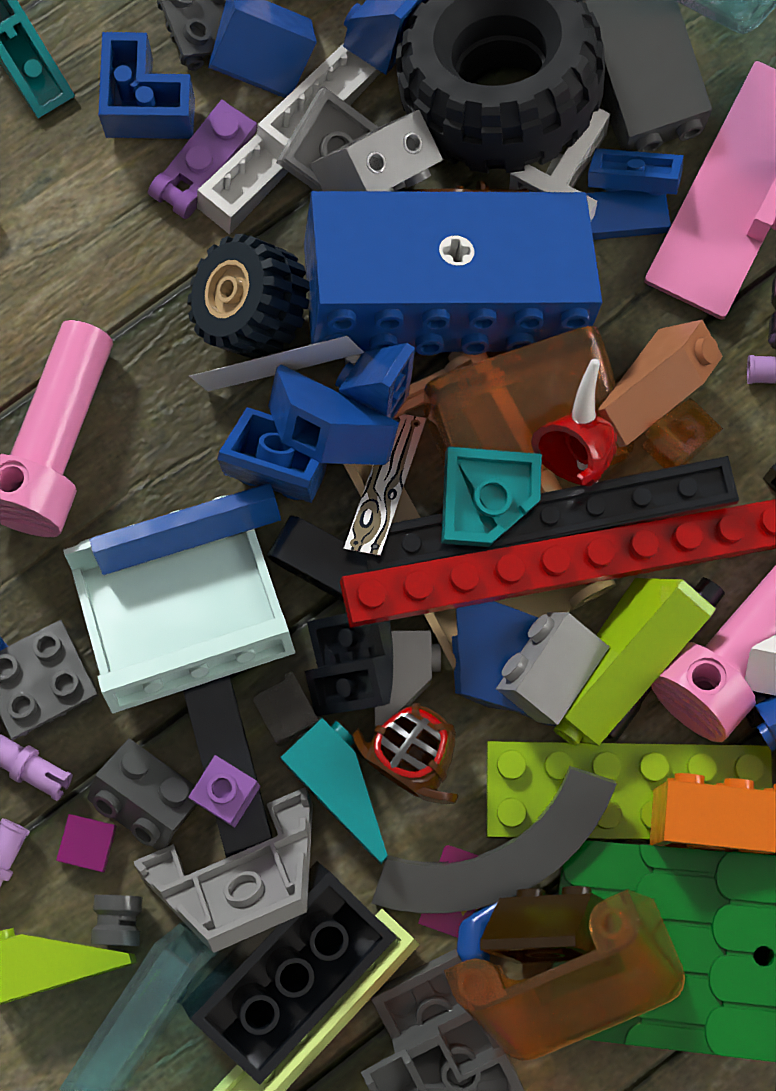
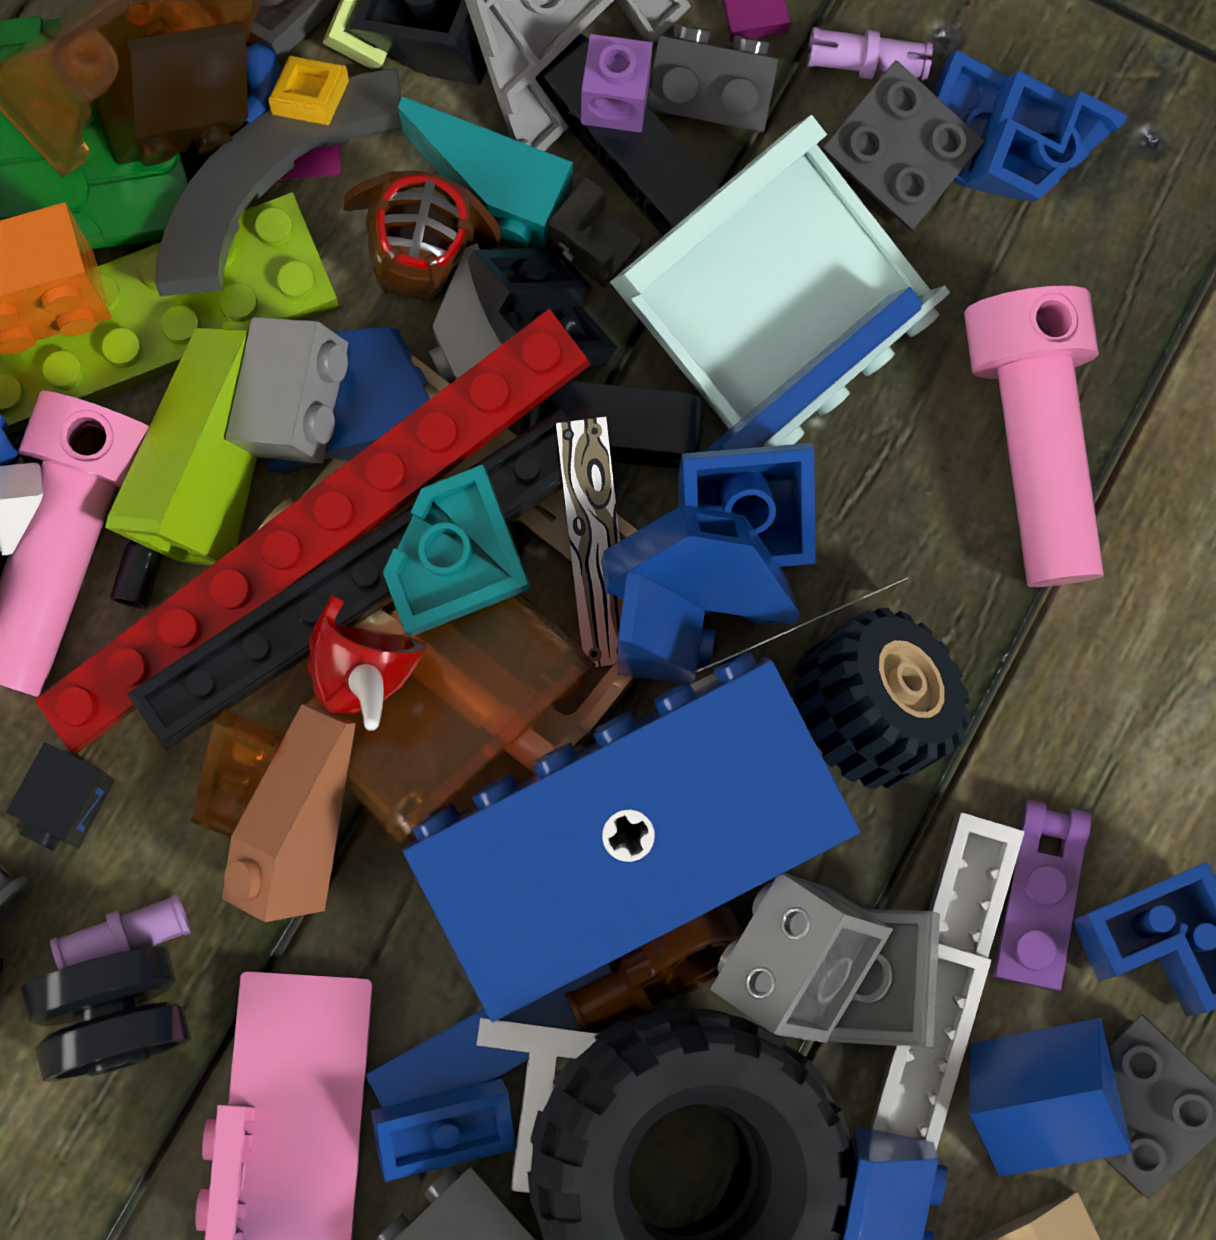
camera: 155 degrees right, 0 degrees up
(445, 907) = (308, 90): none -> yellow tile

